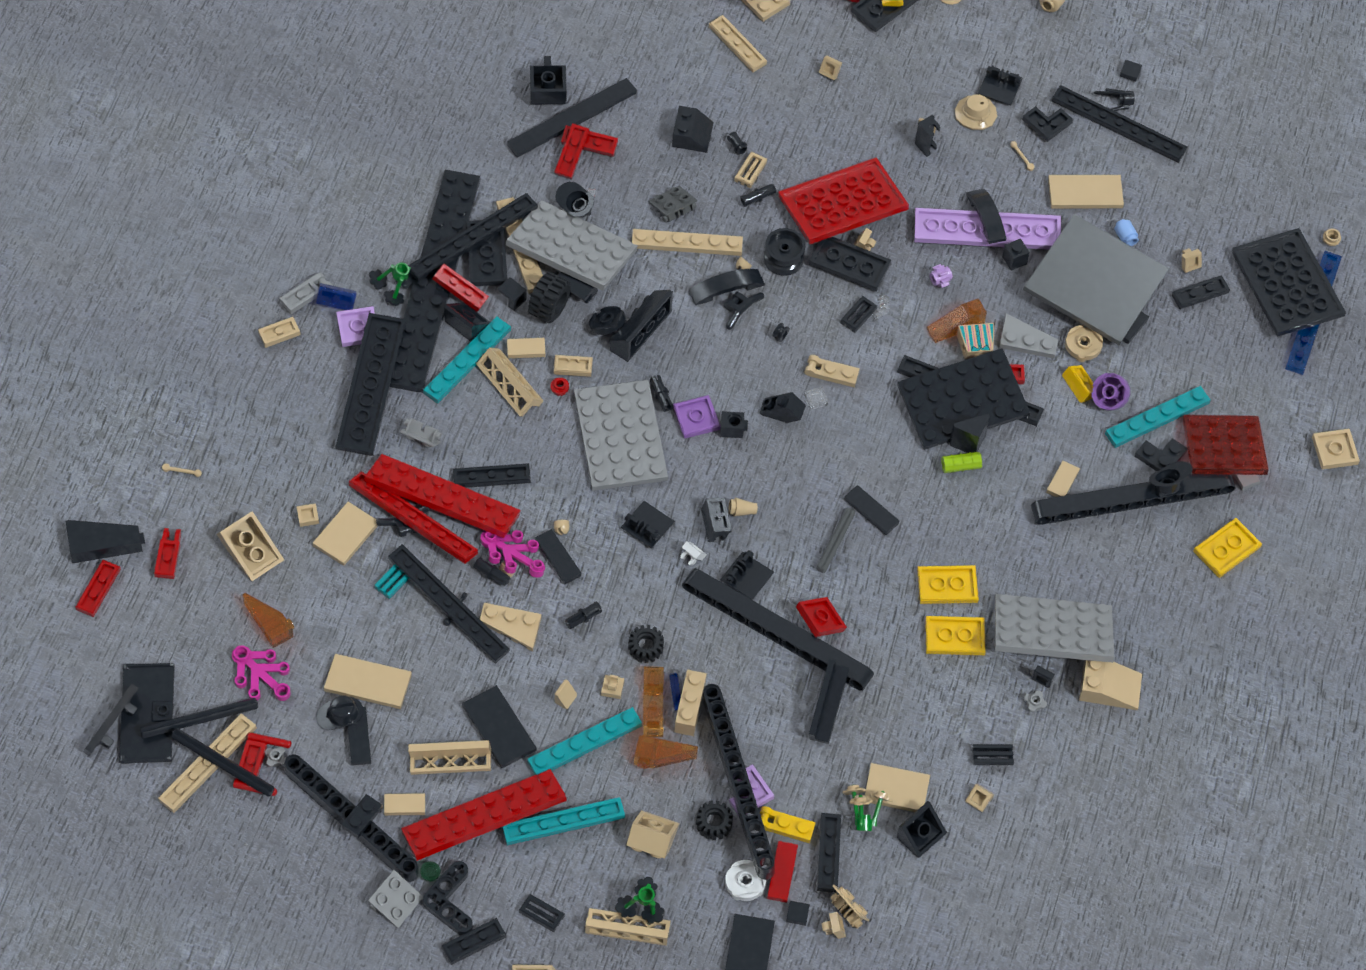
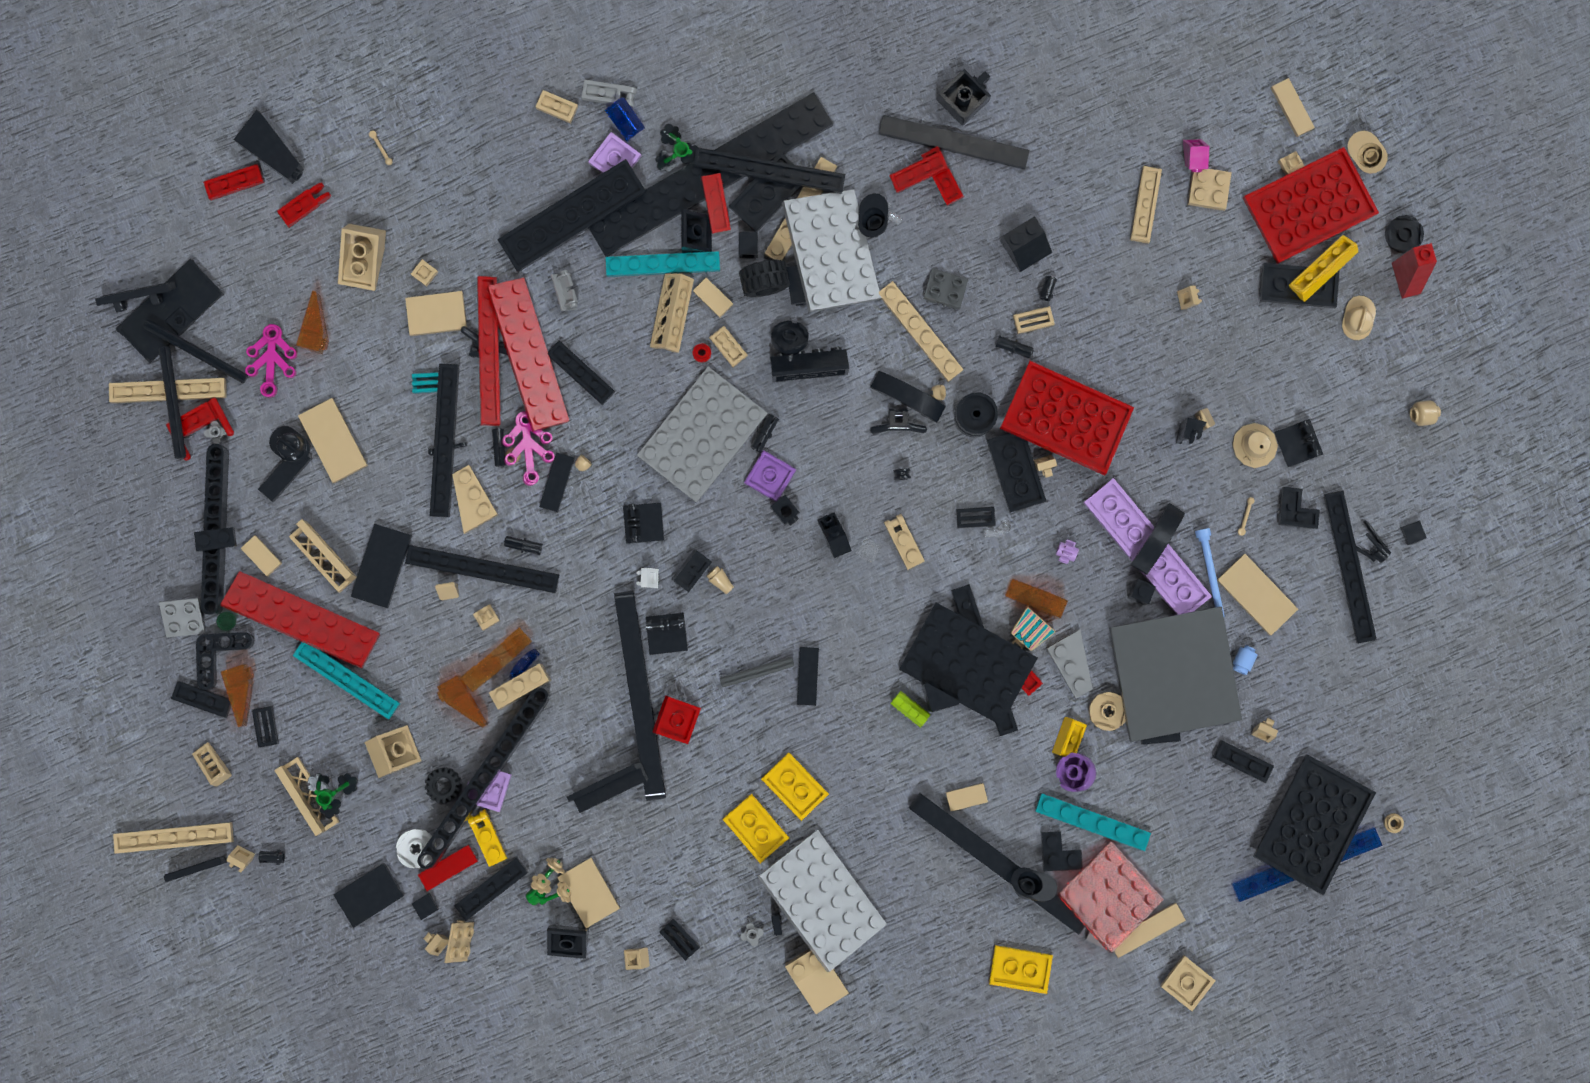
camera: 45 degrees right, 25 degrees up
(492, 902) = (239, 690): none -> clear orange slope
(571, 660) = (482, 569): none -> black tile
(585, 742) = (424, 637): teal plate -> none
(646, 633) = (549, 619): black tyre -> none
(1011, 189) = (1204, 537): none -> light blue piece
(1273, 442) = (1151, 928): none -> tan tile

